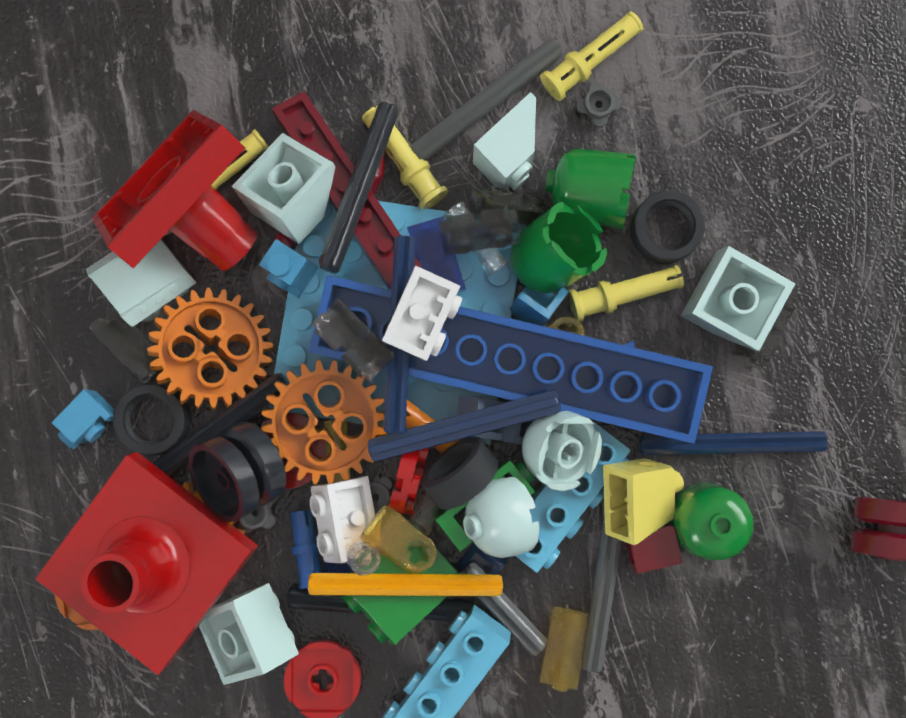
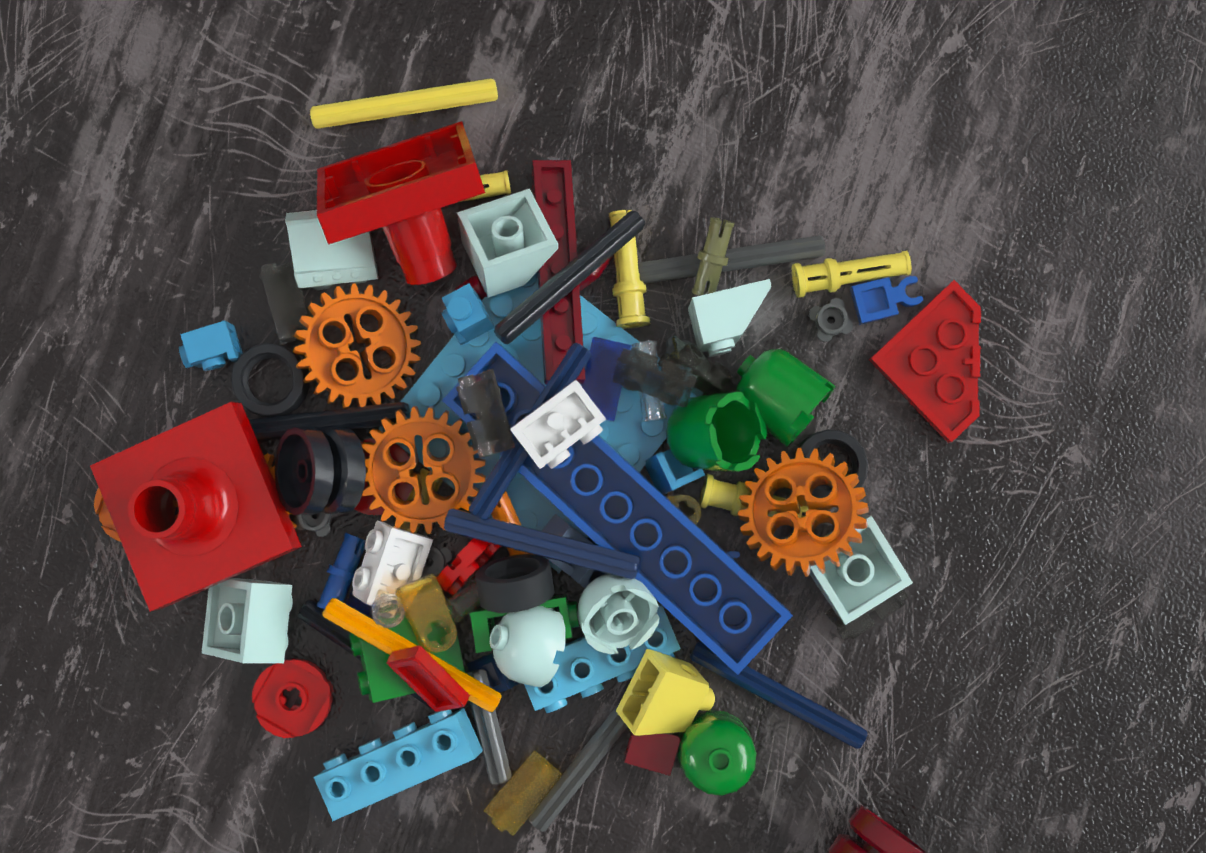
camera: 25 degrees right, 0 degrees up
(135, 122) = (404, 103): none -> light yellow axle
(431, 597) = (427, 678): none -> red tile
(470, 103) = (713, 256): none -> olive pin
(630, 64) = (879, 299): none -> blue plate
(651, 248) = (803, 546): none -> orange gear
(708, 89) = (938, 361): none -> red plate

